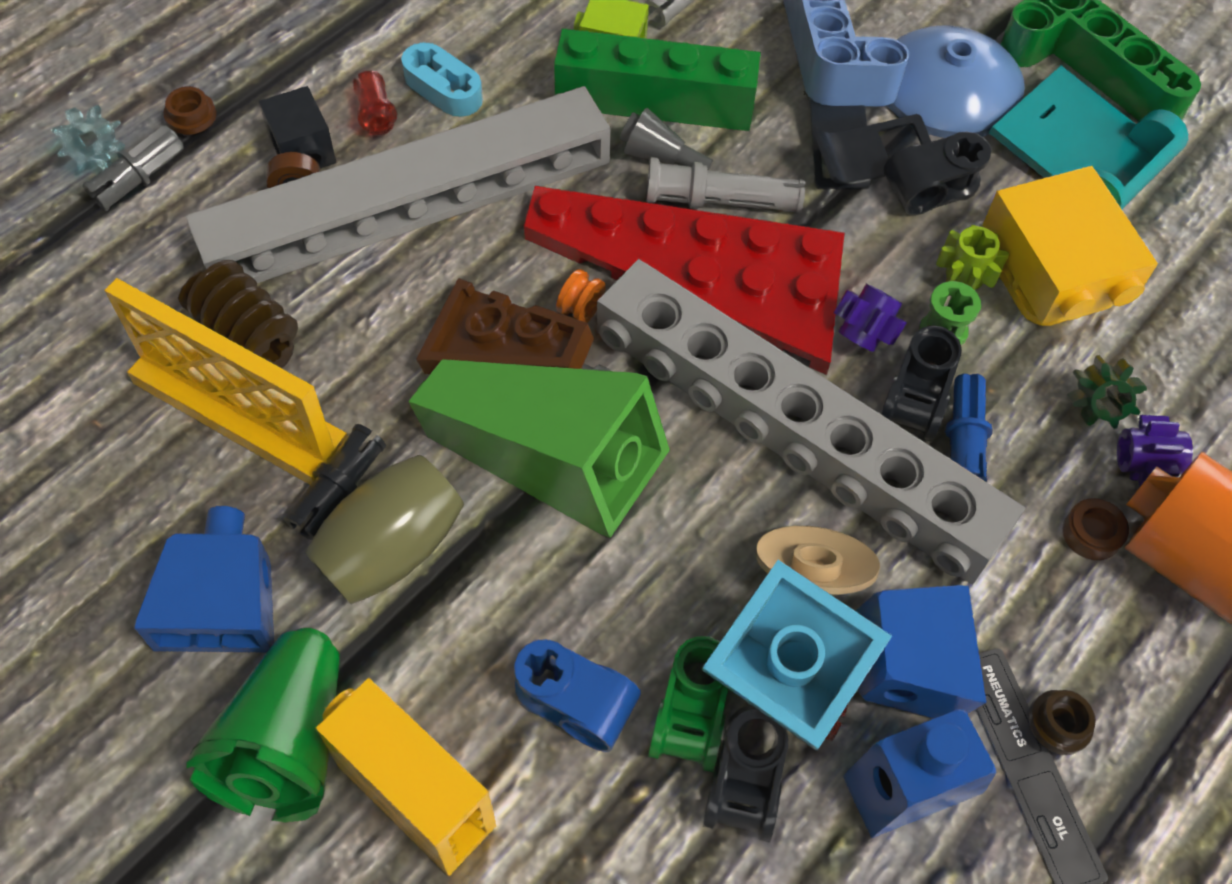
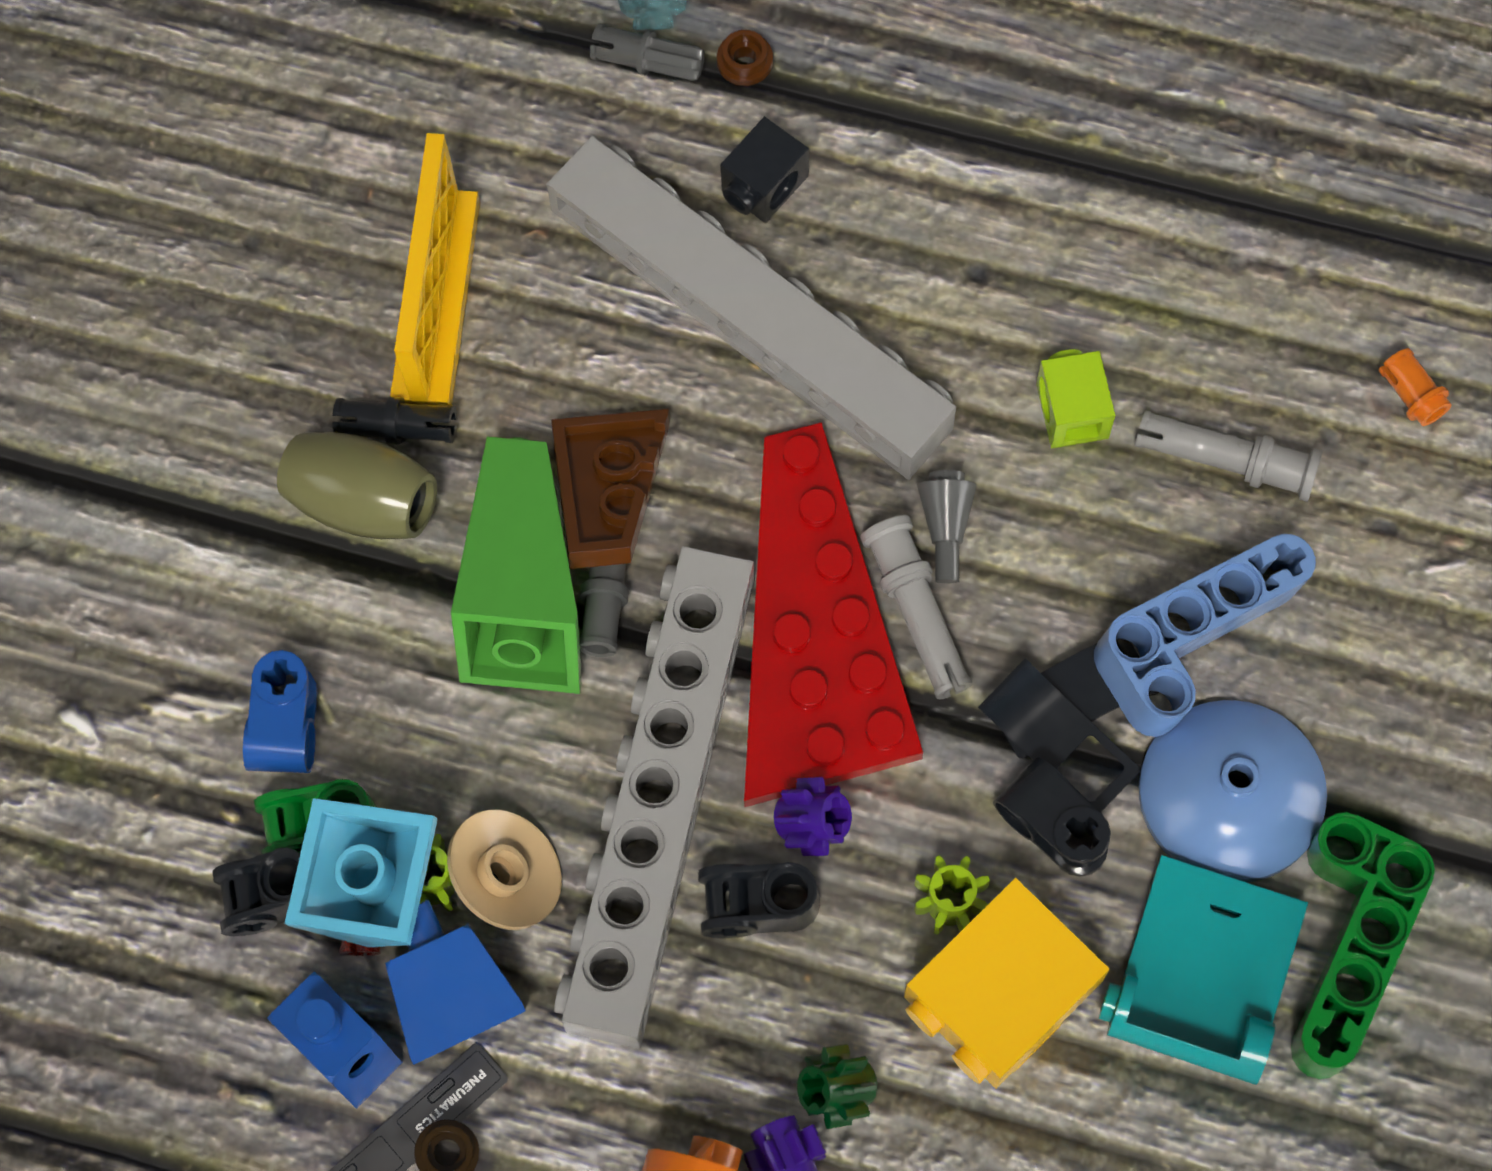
camera: 70 degrees right, 10 degrees up
(210, 591) = (246, 381): blue torso -> none
(240, 311) = (514, 244): dark brown piece -> none
(266, 736) = (147, 497): green cone -> none
(289, 167) = (708, 194): reddish brown tile -> none
(375, 111) = (836, 225): clear red pin -> none
(407, 774) = (138, 617): yellow brick -> none
(437, 83) = (933, 266): medium azure beam -> none
(580, 296) = (702, 529): orange bush -> none
(668, 77) = (1026, 474): green brick -> none
(959, 312) = (865, 879): bright green bush -> none
(969, 428) = (730, 964): blue axle -> none
(1095, 529) = (676, 1122): reddish brown tile -> none

